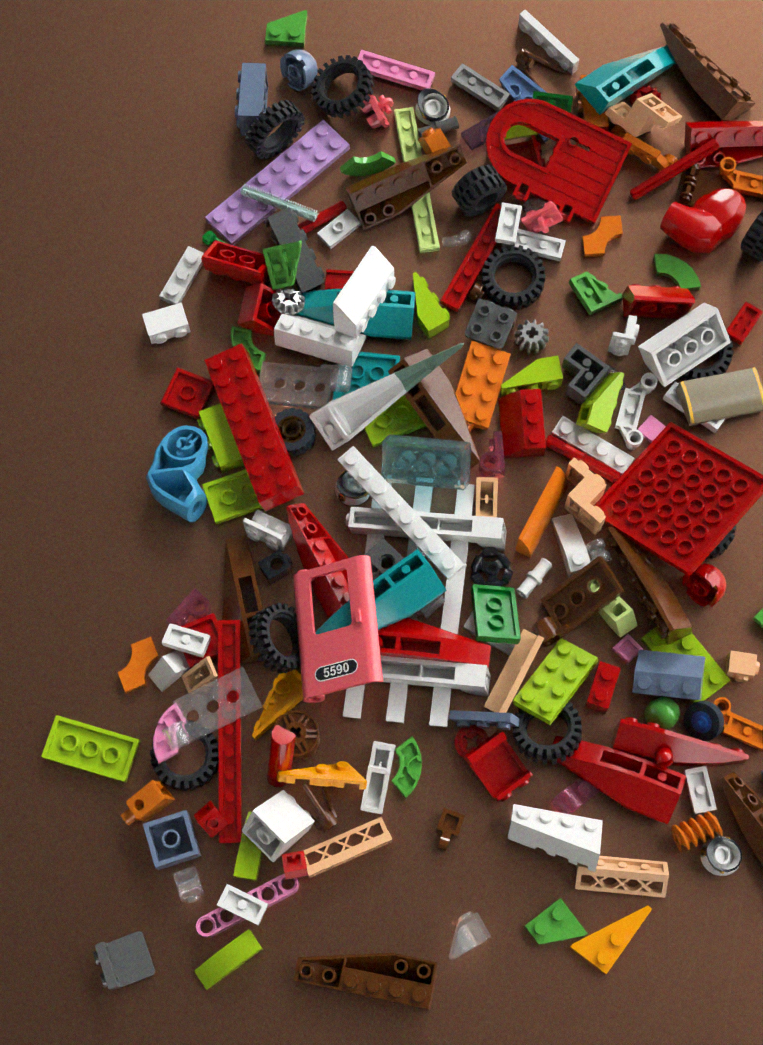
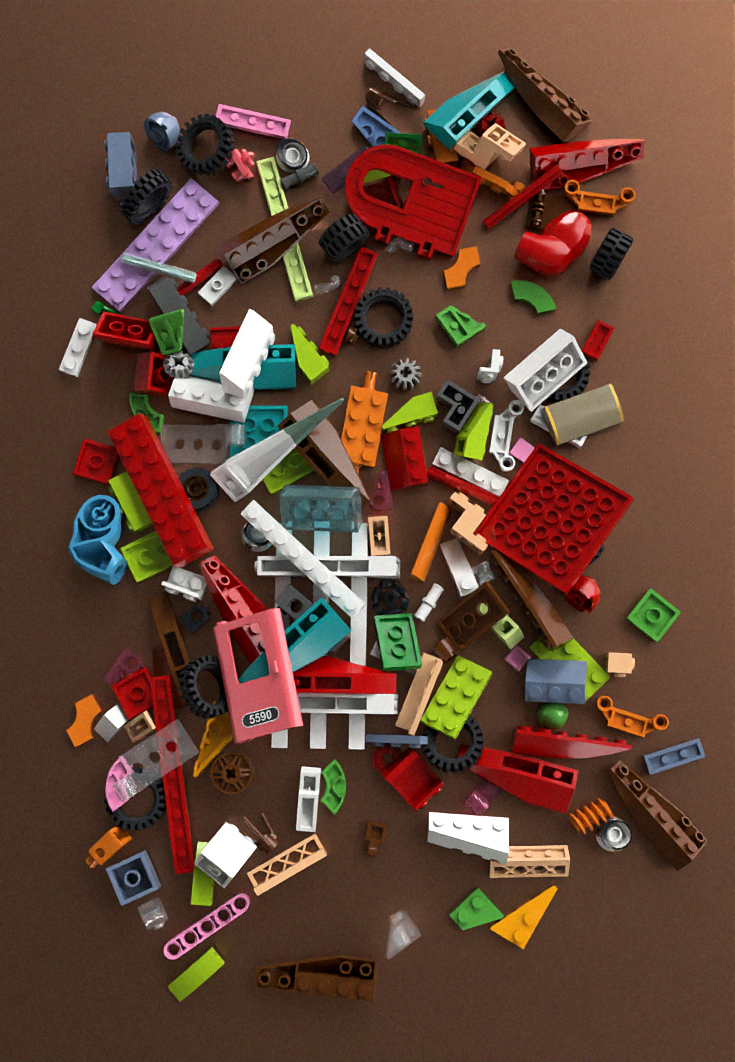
camera: 10 degrees left, 10 degrees up
(90, 748) = (51, 802): lime plate -> none
(124, 961) = (104, 986): dark grey bracket -> none
(166, 323) = (68, 397): white brick -> none
(186, 640) = (123, 697): white plate -> none
(210, 819) = (164, 854): red bracket -> none
(242, 904) = (202, 930): white plate -> none
(280, 754) = (219, 797): red brick -> none
(287, 30) = (147, 89): bright green wing -> none
(294, 864) = (243, 889): red bracket -> none
(325, 775) = (262, 806): light orange wing -> none
(367, 165) = (237, 220): bright green tile -> none
(433, 140) = (297, 191): orange brick -> none
(480, 87) = (334, 130): light grey plate -> none
(490, 324) = (367, 367): dark grey bracket -> none
(508, 223) = (374, 267): white plate -> none
(542, 219) = (404, 259): coral hips -> none
(542, 245) = (402, 282): white plate -> none
(602, 687) = (498, 697): red brick -> none
(657, 301) = (517, 328): red slope -> none
(664, 757) = (557, 757): red hinge -> none
(700, 790) = (591, 779): white plate -> none
(703, 720) = (589, 718): black wheel -> none

